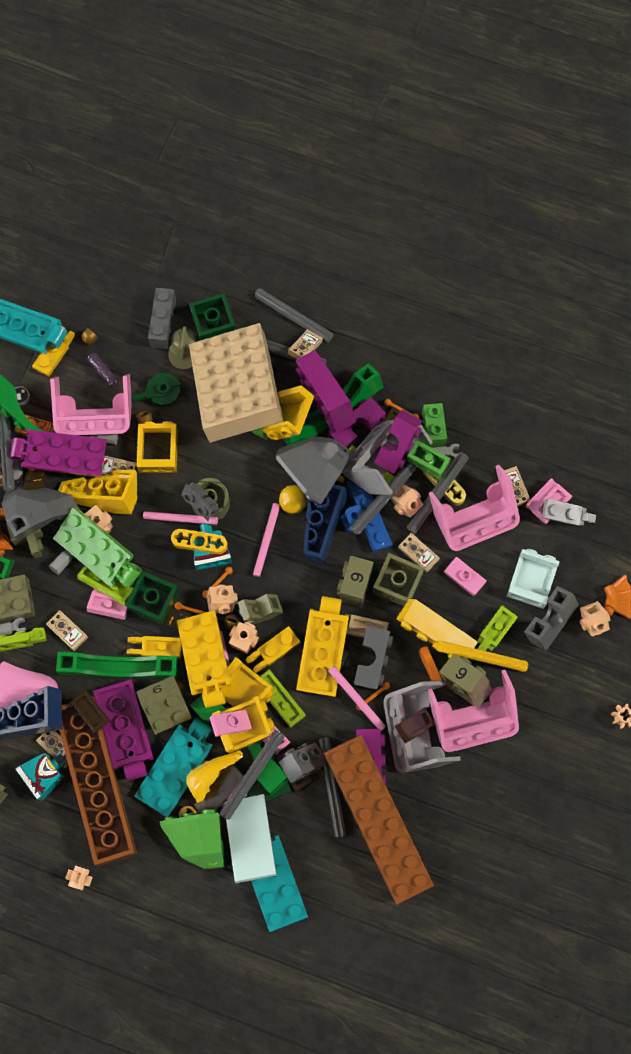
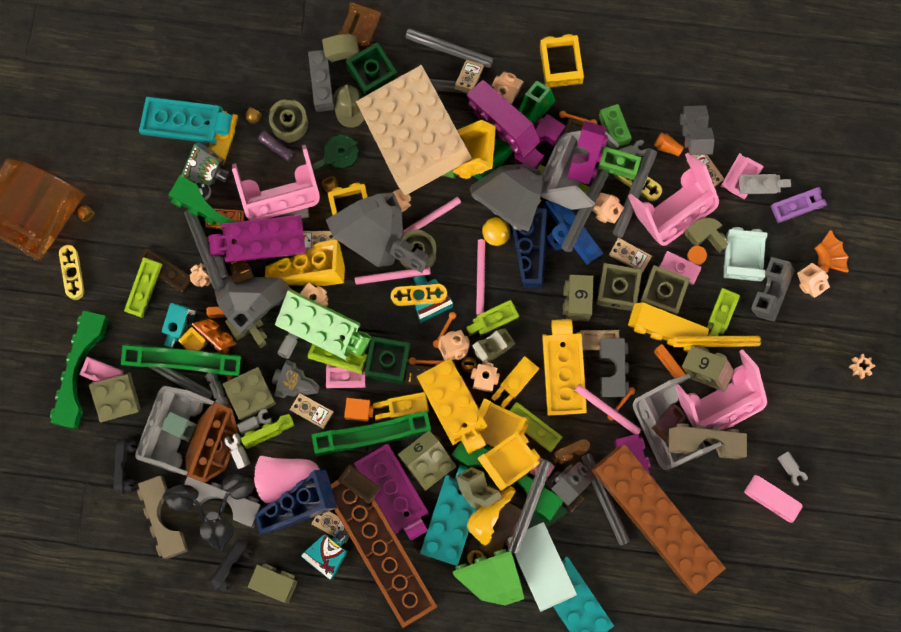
camera: 15 degrees left, 5 degrees up
(28, 372) = (204, 166): none -> torso
(56, 597) = (292, 381): none -> dark grey rock
(112, 640) = (358, 410): none -> orange brick
(120, 338) = (289, 110): none -> olive brick
(168, 465) = (370, 227): none -> dark grey brick
(187, 290) = (340, 47): none -> olive brick
(202, 743) = (475, 489): none -> olive brick
(206, 449) = (402, 199): none -> light nougat gear
(217, 278) = (365, 26): none -> clear orange plate
(230, 723) = (498, 463): bright pink plate -> none
(235, 470) = (432, 216): none -> bright pink bar
(267, 583) = (493, 319): none -> lime hinge
(303, 731) = (565, 454): none -> clear orange plate
(339, 363) = (507, 86): none -> light nougat brick
(398, 368) = (566, 78): none -> yellow window
(426, 745) = (687, 440): none -> dark tan arch
(443, 593) = (664, 290): none -> olive brick
(483, 454) = (668, 144): none -> orange cone
(485, 568) = (697, 255): none -> orange tile
(499, 544) = (707, 229): none -> olive brick
(501, 828) = (773, 499): none -> bright pink beam
(513, 445) = (698, 136): none -> dark grey arch
(527, 800) = (791, 467): none -> light grey bar
(598, 542) = (798, 205): none -> medium lavender plate

